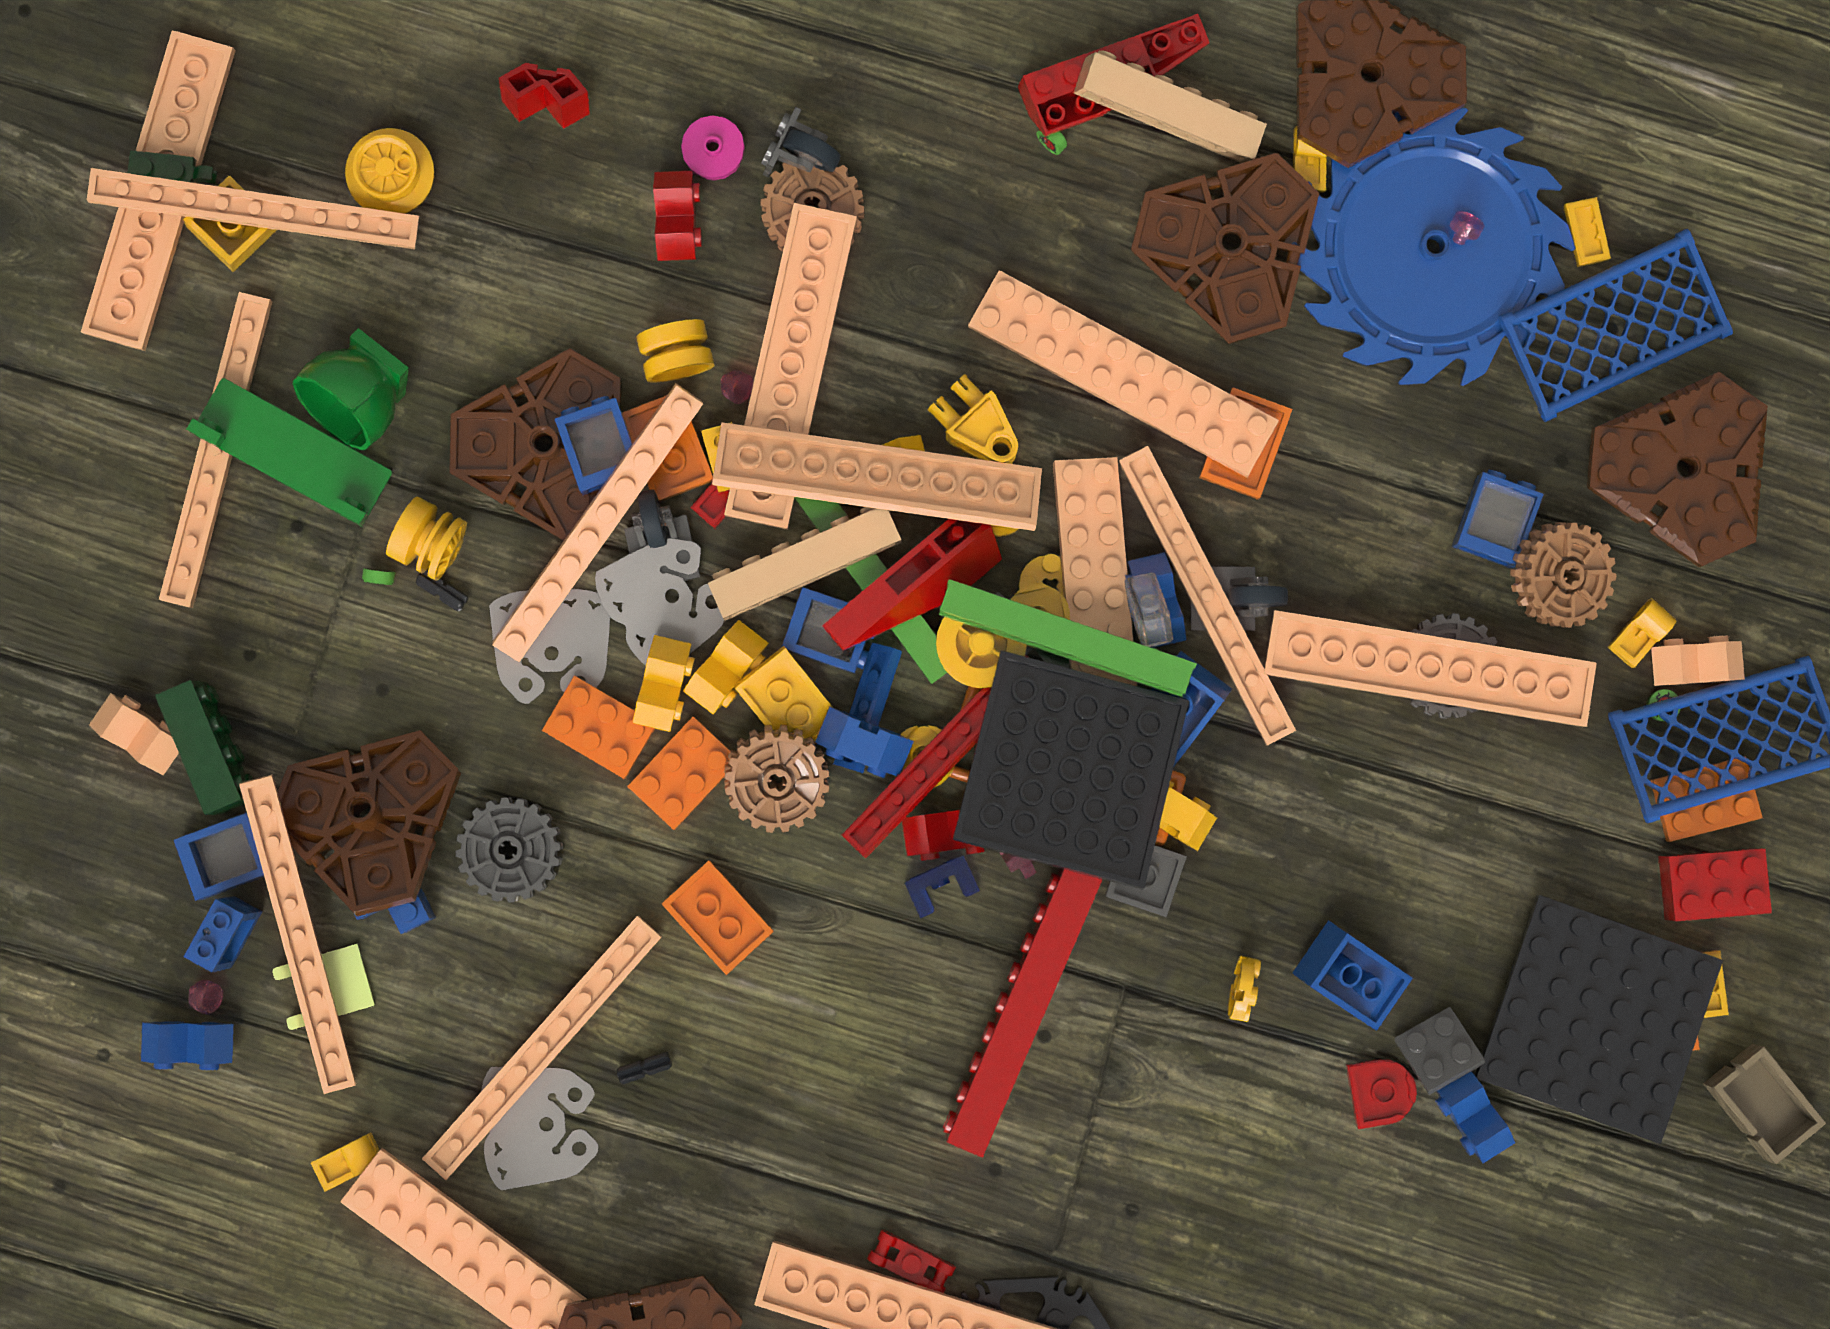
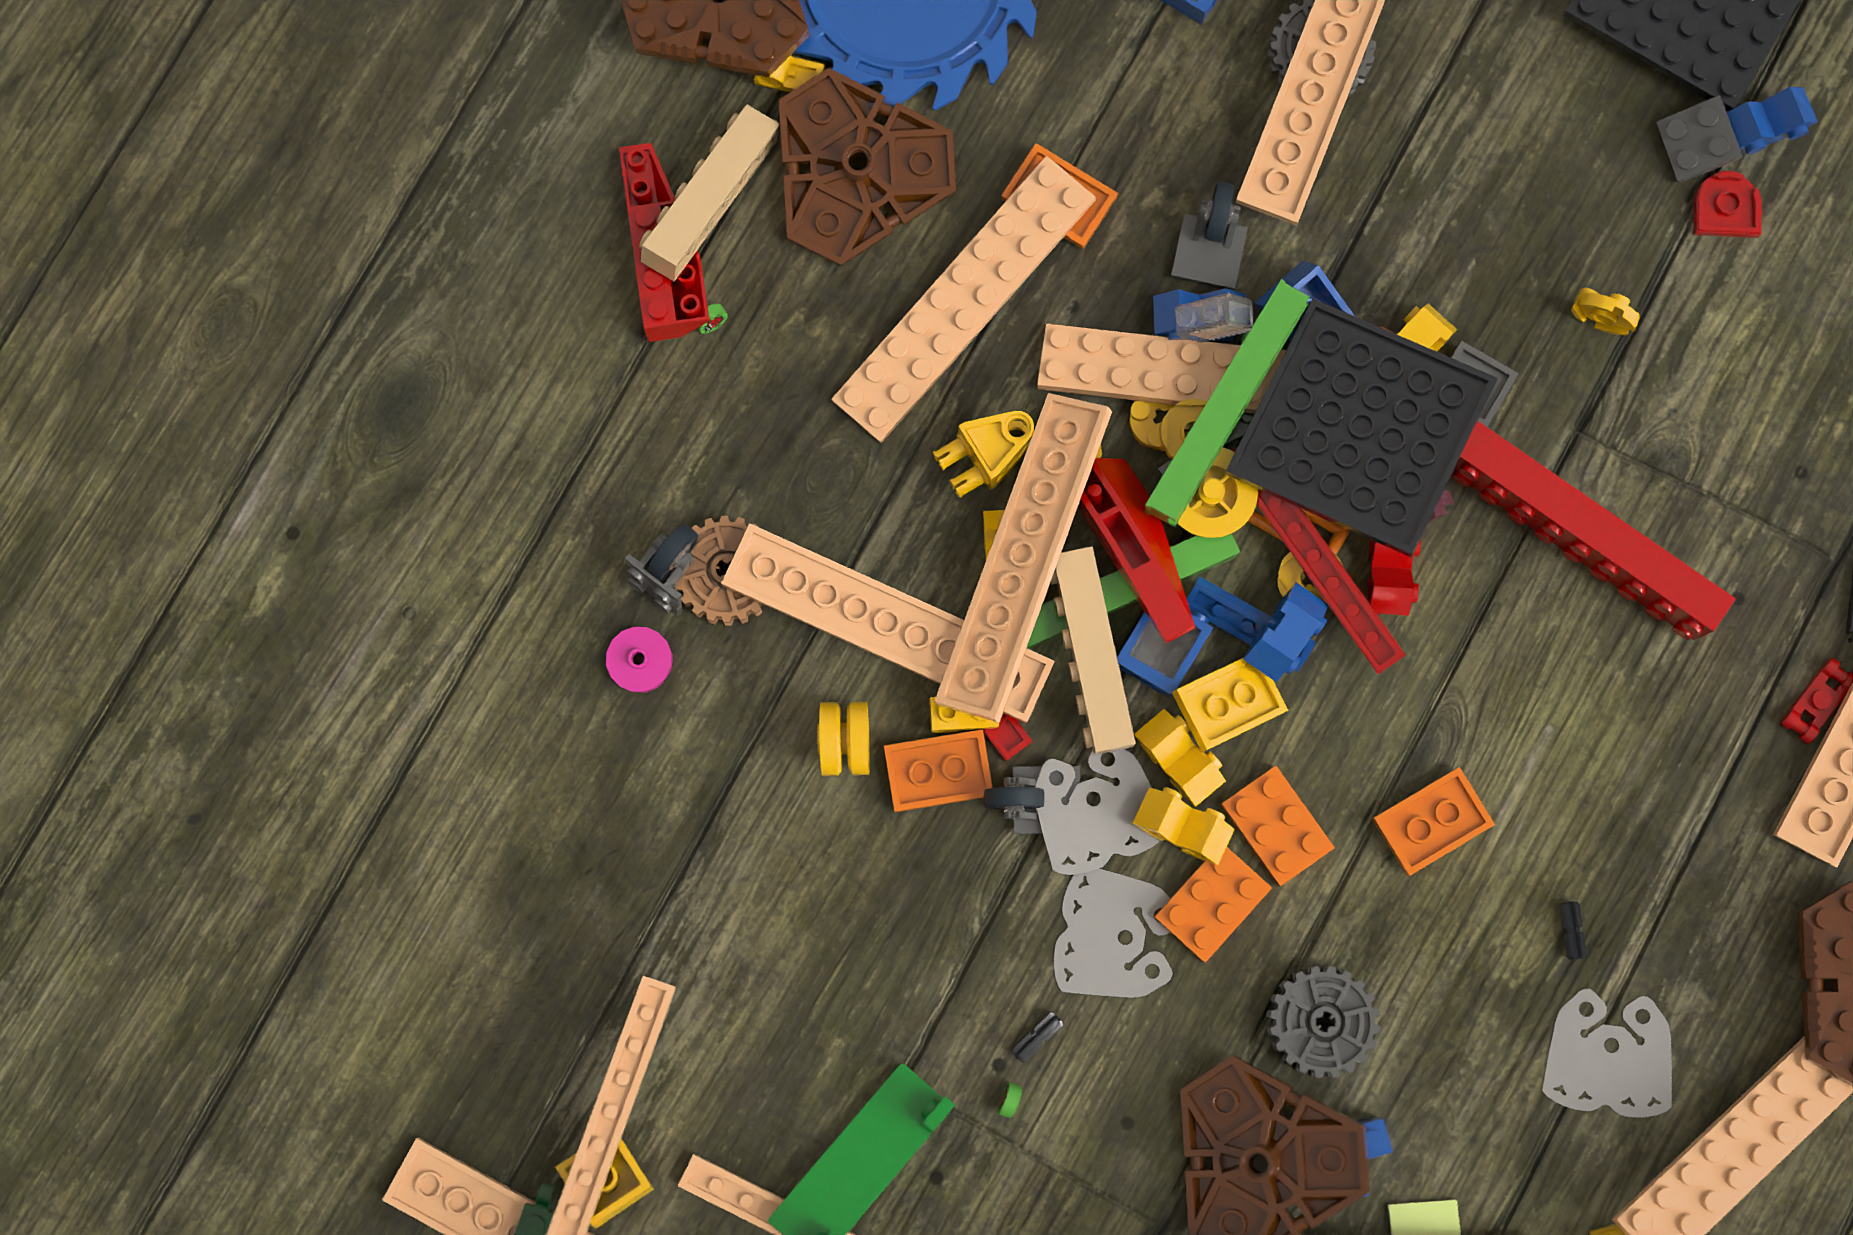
camera: 75 degrees left, 5 degrees down
(353, 390) = (812, 1084): green plate -> none
(389, 171) = (587, 999): yellow wheel -> none
(432, 541) = (984, 1037): yellow wheel -> none
(497, 440) = (900, 945): reddish brown plate -> none
(533, 89) = (545, 804): red brick -> none
(541, 1047) = (1535, 1032): light nougat plate -> none
(594, 441) = (922, 837): window -> none
(597, 522) = (1007, 855): light nougat plate -> none
(676, 215) = (702, 711): red brick -> none
(736, 386) = (891, 686): clear pink tile -> none
(788, 757) = (1329, 725): medium nougat piece -> none
(937, 878) = (1436, 590): clear blue panel -> none
(1207, 595) = (1205, 263): light nougat plate -> none
(1352, 975) = (1608, 208): blue slope -> none

